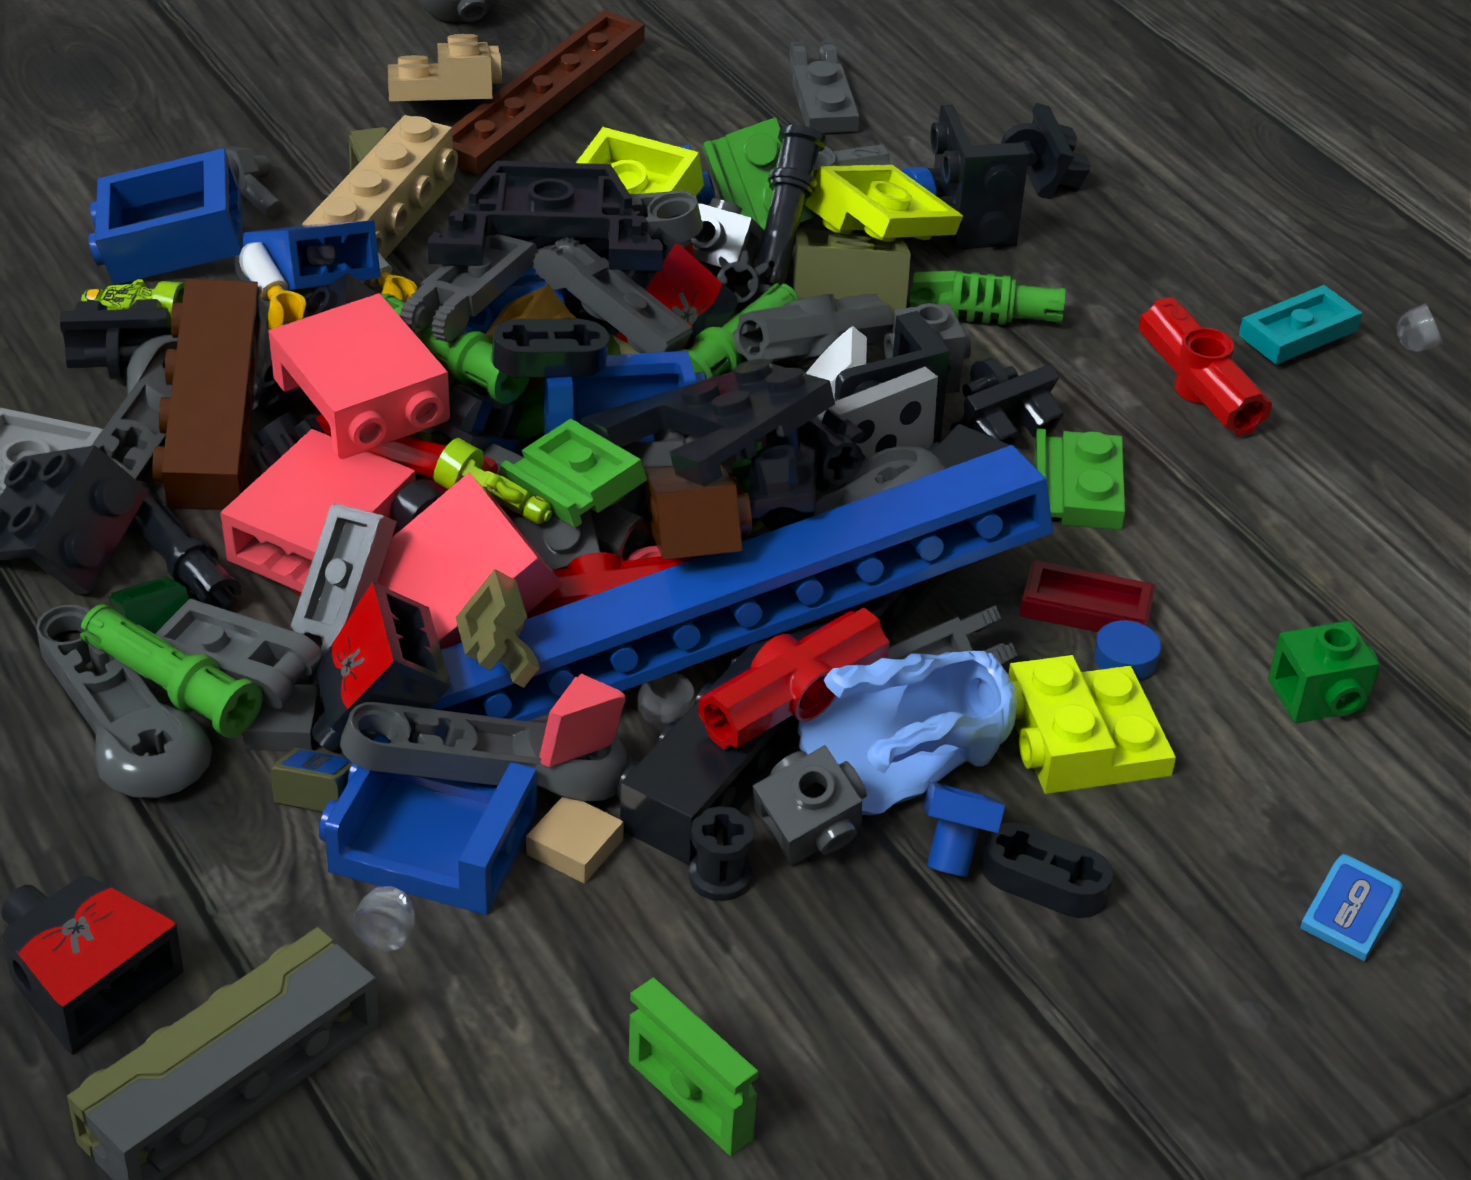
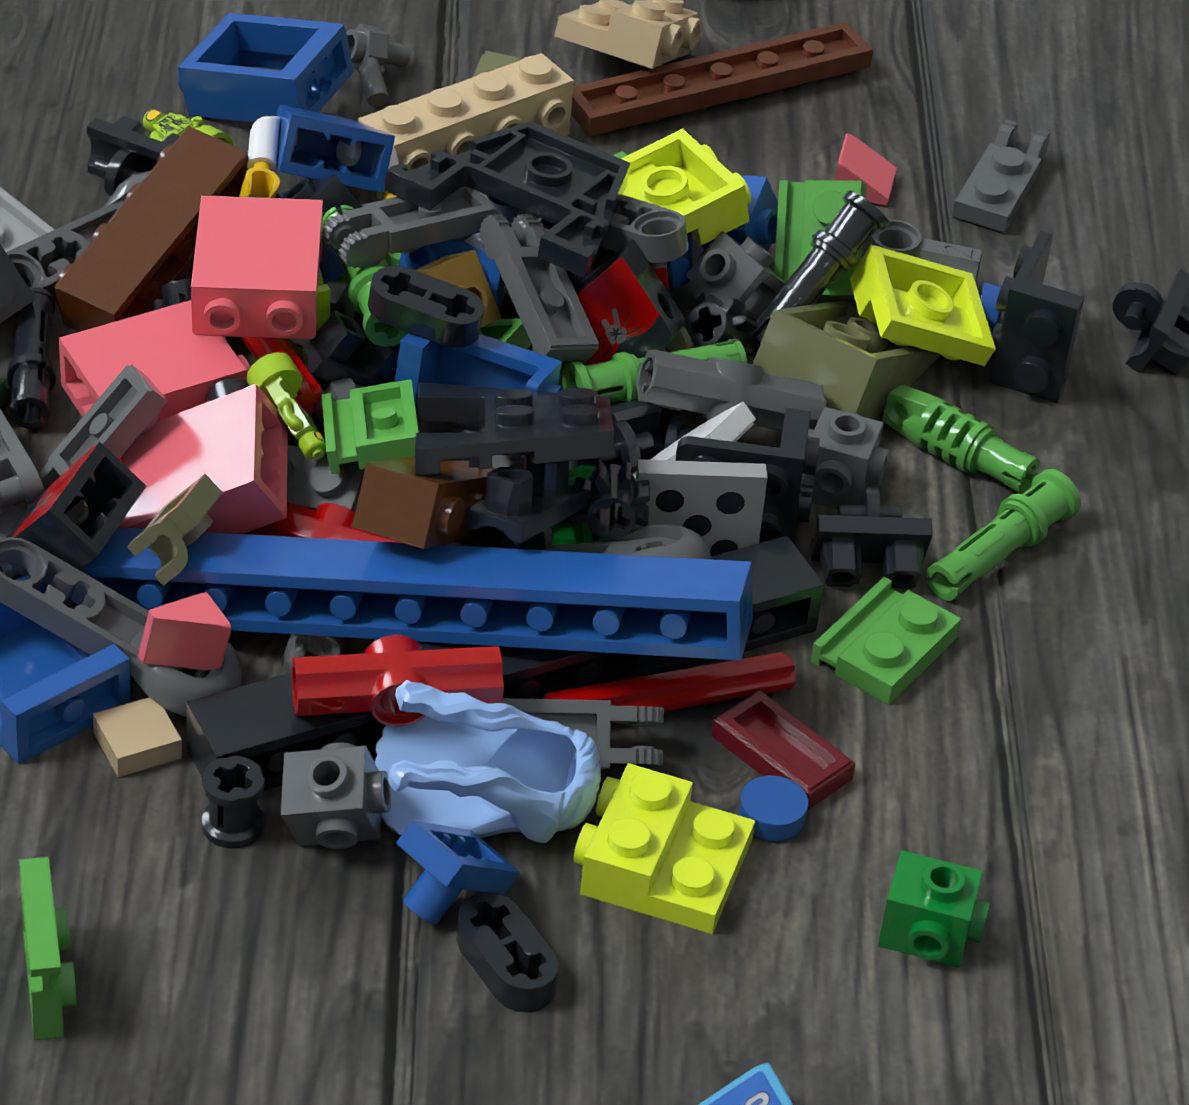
camera: 30 degrees right, 0 degrees up
(712, 119) = (863, 164): none -> coral slope
(968, 589) = (693, 685): none -> red axle
(1091, 343) = (1019, 523): none -> bright green pin
(1205, 366) = (1108, 589): red piece -> none

